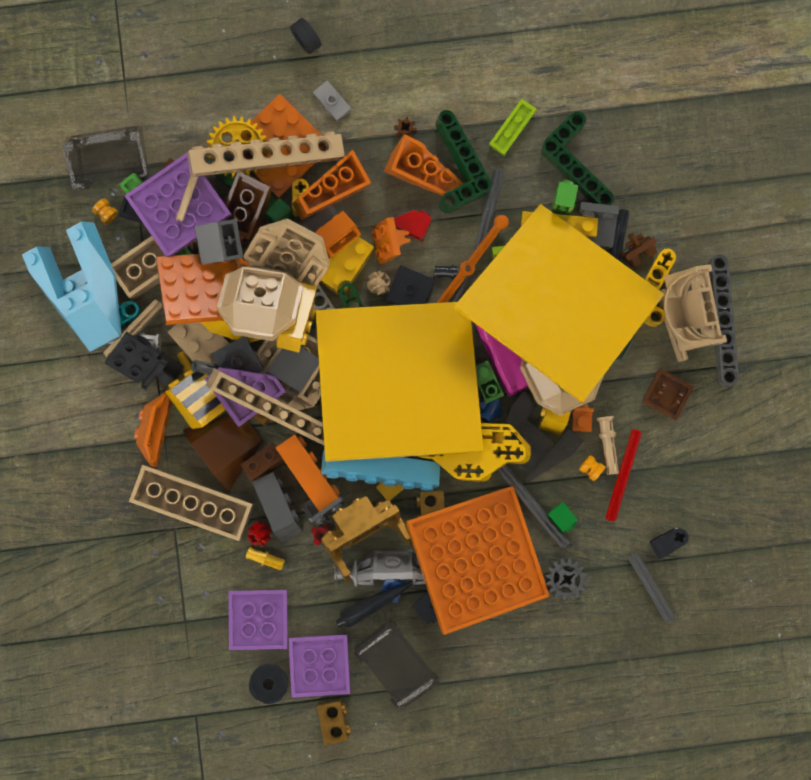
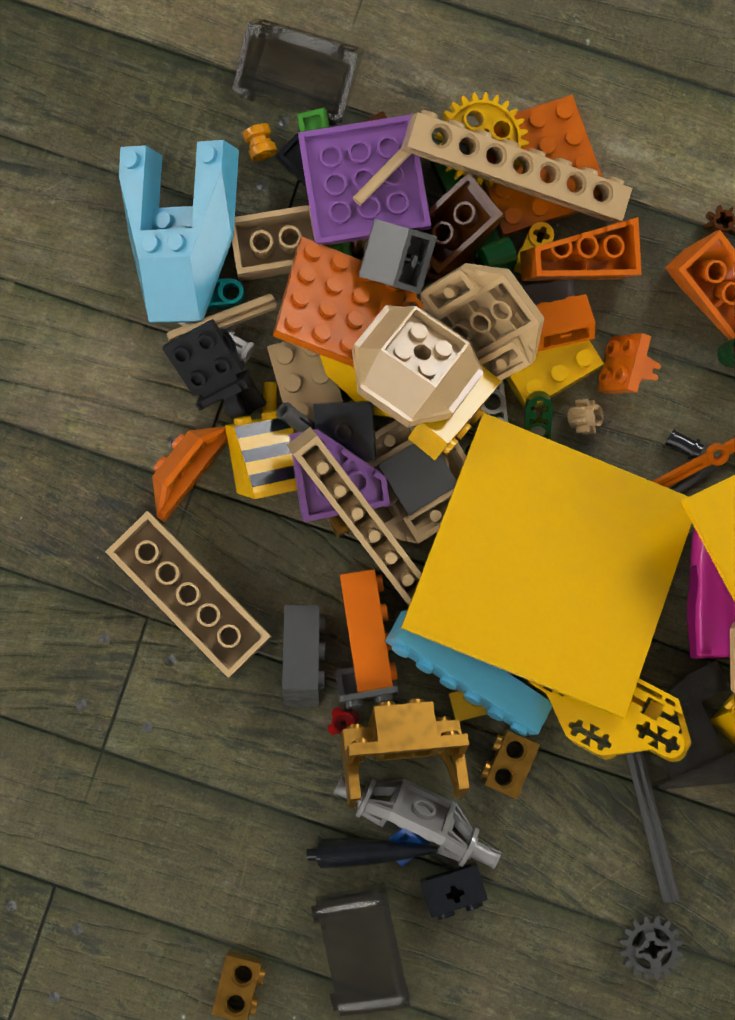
camera: 25 degrees right, 0 degrees up
(224, 447) = (269, 539): reddish brown wedge -> none
(258, 619) = (202, 796): medium lavender plate -> none
(259, 533) = (260, 680): red gear -> none
(259, 677) = (187, 903): black plate -> none
(263, 462) = (312, 586): reddish brown brick -> none
(265, 558) = (251, 718): yellow axle -> none
(305, 35) = (646, 32): black tyre -> none
(319, 665) = (255, 900): medium lavender plate -> none
(332, 101) = (638, 138): light grey plate -> none
(409, 287) = (624, 443): black plate -> none
(415, 223) = (674, 357): red slope -> none
(477, 559) = (542, 862): orange plate -> none
(487, 382) = (672, 626): bright green slope -> none
(490, 410) = (658, 663): blue piece -> none
(562, 517) = (686, 860): green brick -> none

